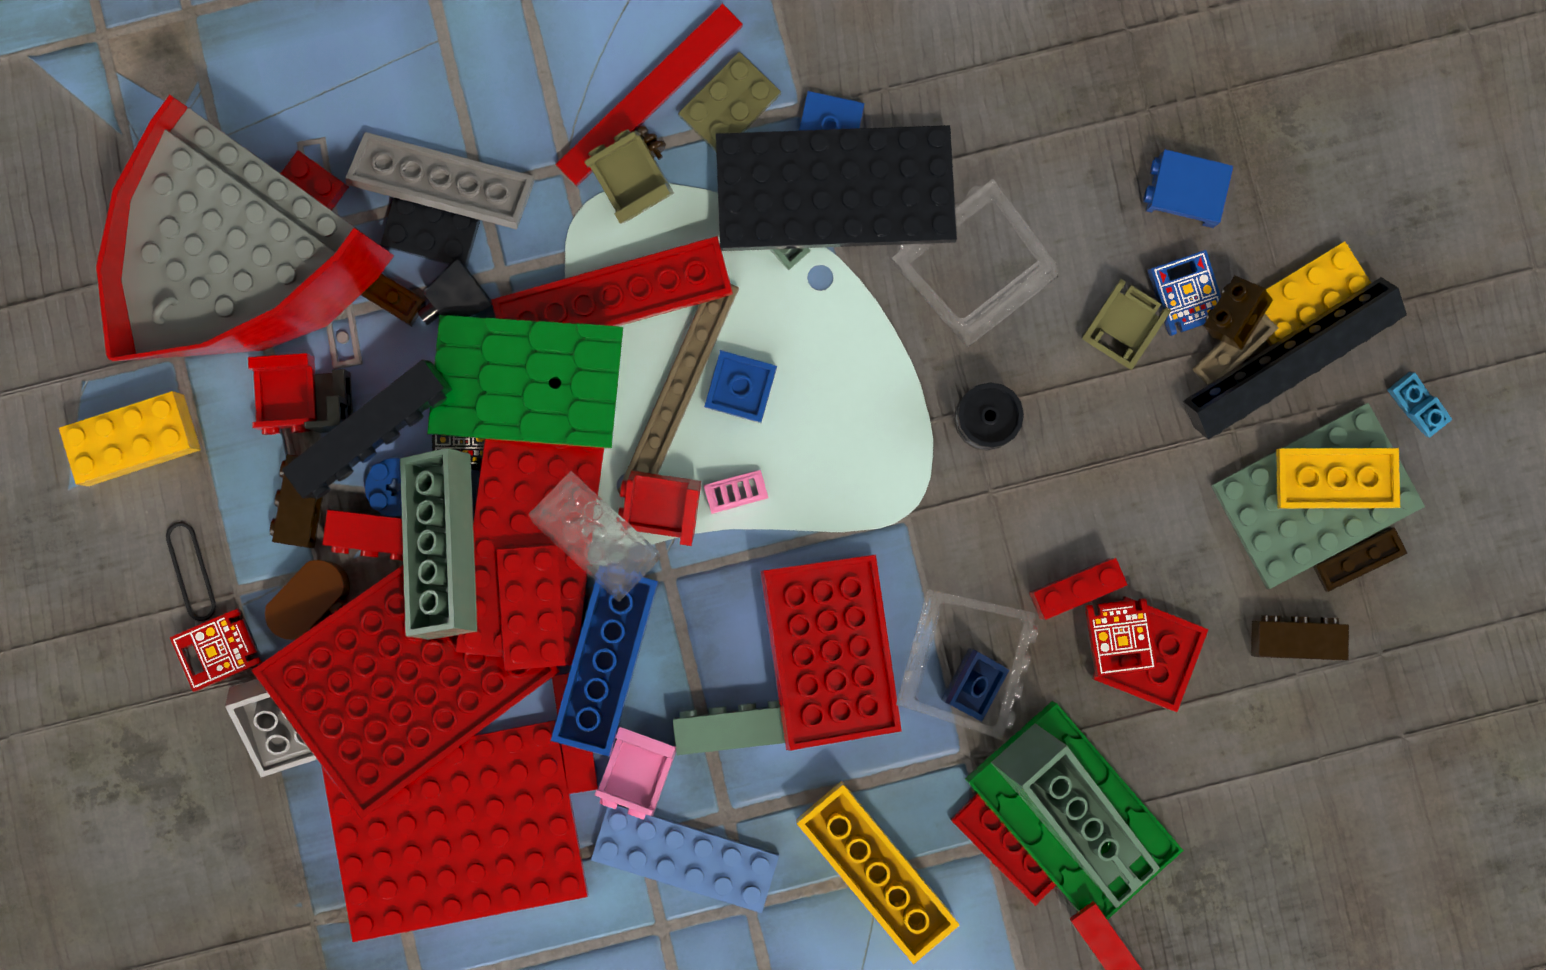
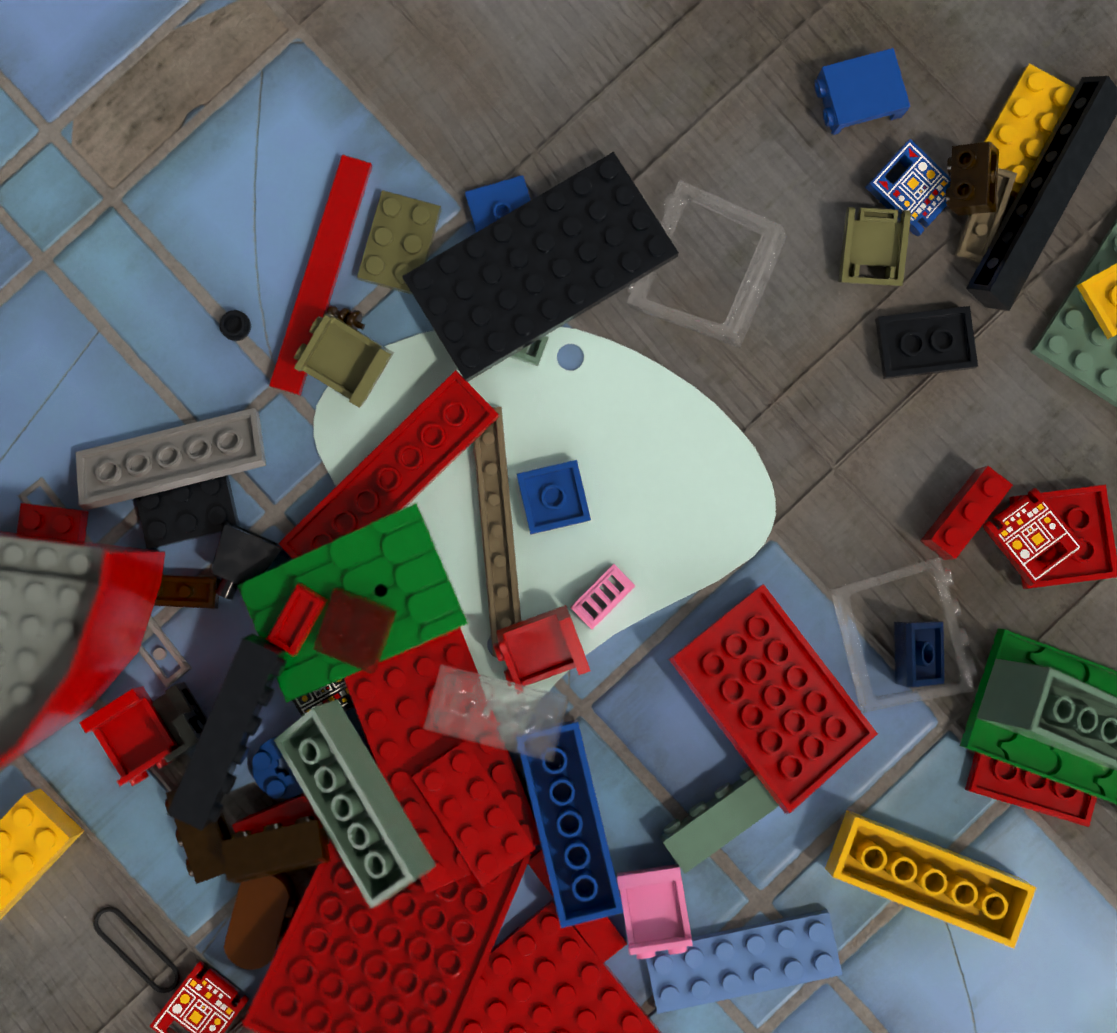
camera: 25 degrees left, 0 degrees up
(352, 548) = (275, 850): none -> dark brown brick
(473, 369) = (297, 619): none -> red tile
(516, 403) = (354, 630): none -> clear red plate
(554, 98) = (235, 325): none -> black plate
(1005, 409) = (810, 386): black wheel -> none
(1125, 428) = (926, 342): none -> black plate

